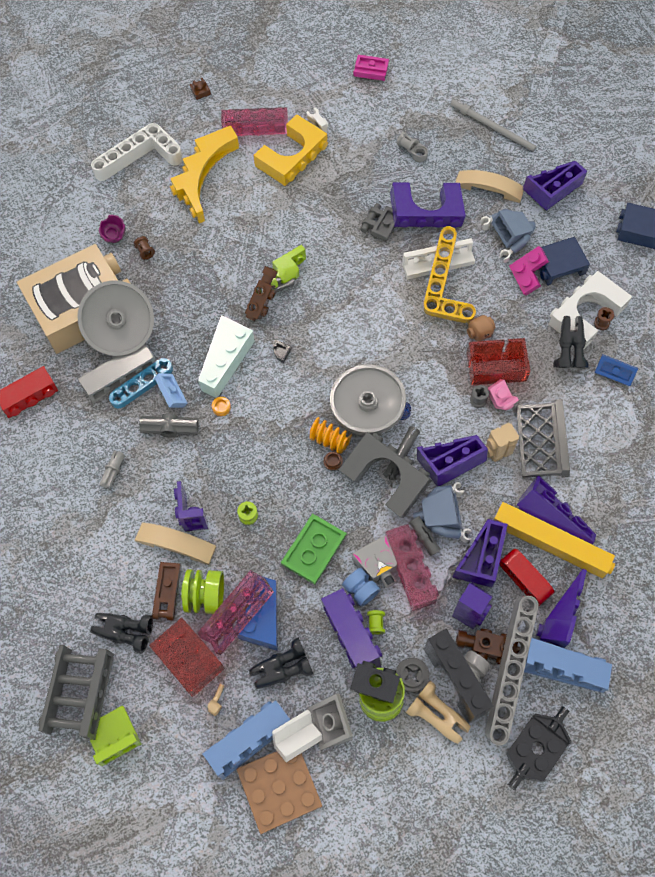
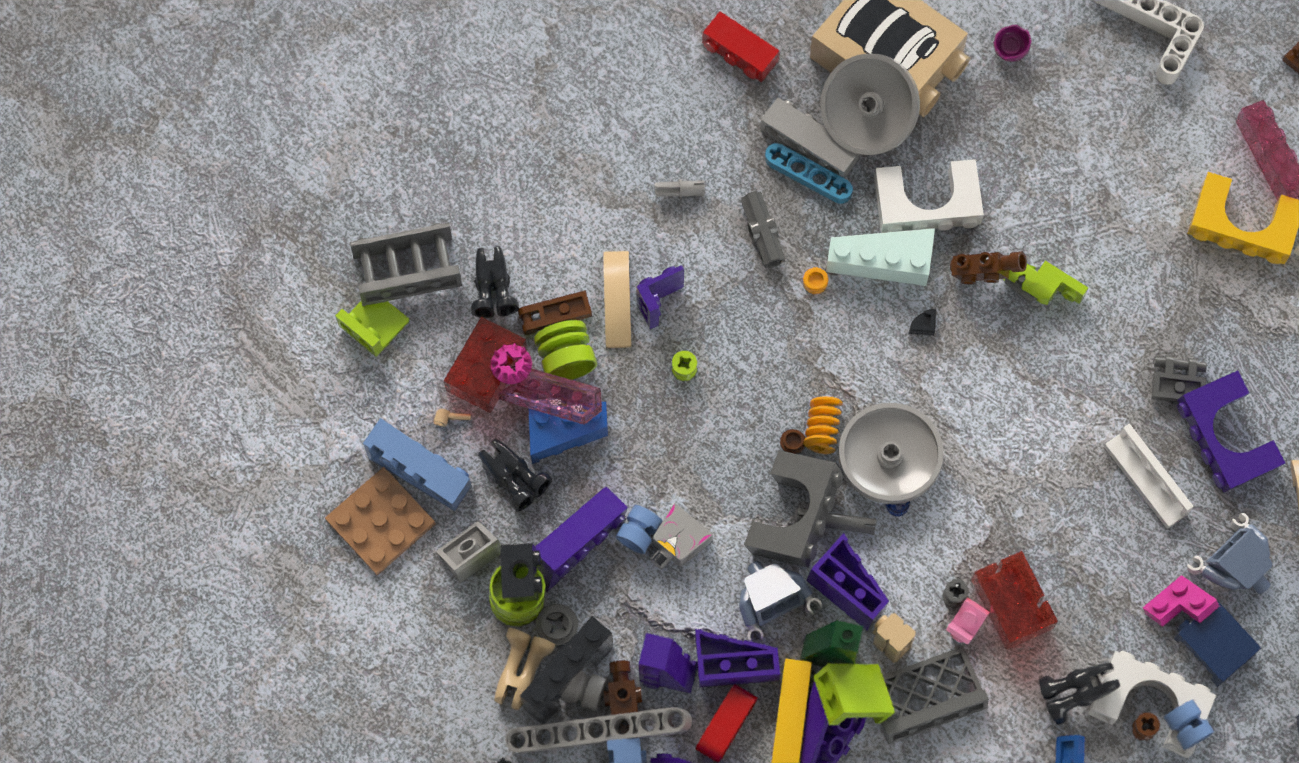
camera: 70 degrees right, 5 degrees up
(143, 246) = (1003, 94): reddish brown bush -> none
(170, 390) = (810, 212): light blue plate -> none
(196, 337) = (899, 214): none -> white arch
(205, 639) = (505, 373): none -> dark pink gear
(208, 152) = (1194, 112): yellow arch -> none
(296, 736) = (439, 516): white panel -> none
(313, 549) = (668, 459): bright green plate -> none
(376, 622) = (603, 562): lime bush -> none
(417, 597) = (712, 550): clear pink brick -> none
(424, 535) = (741, 571): dark grey pin -> none
(440, 280) = (1107, 489): yellow beam -> none
(481, 328) = (1061, 565): medium nougat head -> none
(499, 479) = (832, 644): none -> dark green slope
(538, 479) = (853, 692): none -> lime panel
(620, 288) = (1188, 724): none -> medium blue wheel

